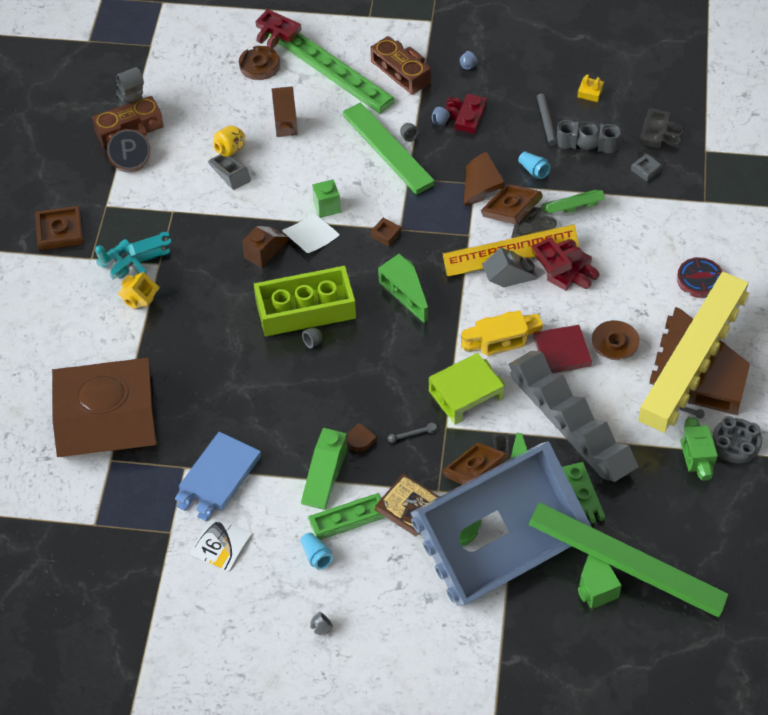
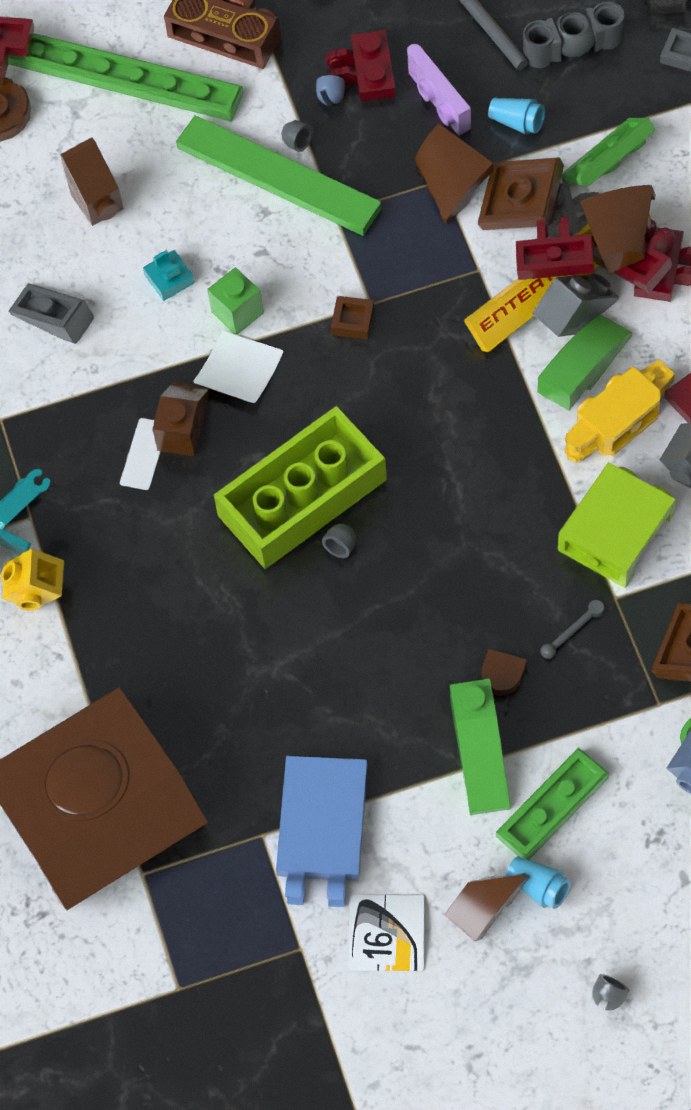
camera: 20 degrees left, 10 degrees up
(229, 140) = (28, 265): yellow head -> none
(232, 259) = (141, 457): none -> white sticker
(277, 547) = (483, 901): none -> slope
(300, 173) = (168, 274): none -> teal tile
(402, 282) = (429, 392): bright green slope -> none
(402, 499) = (634, 747): tile -> none
(496, 134) = (436, 88): none -> lavender hinge
(496, 299) = (582, 361): none -> bright green slope
(507, 237) = (554, 255): none -> dark red hinge
(552, 235) = (620, 224): none -> reddish brown slope

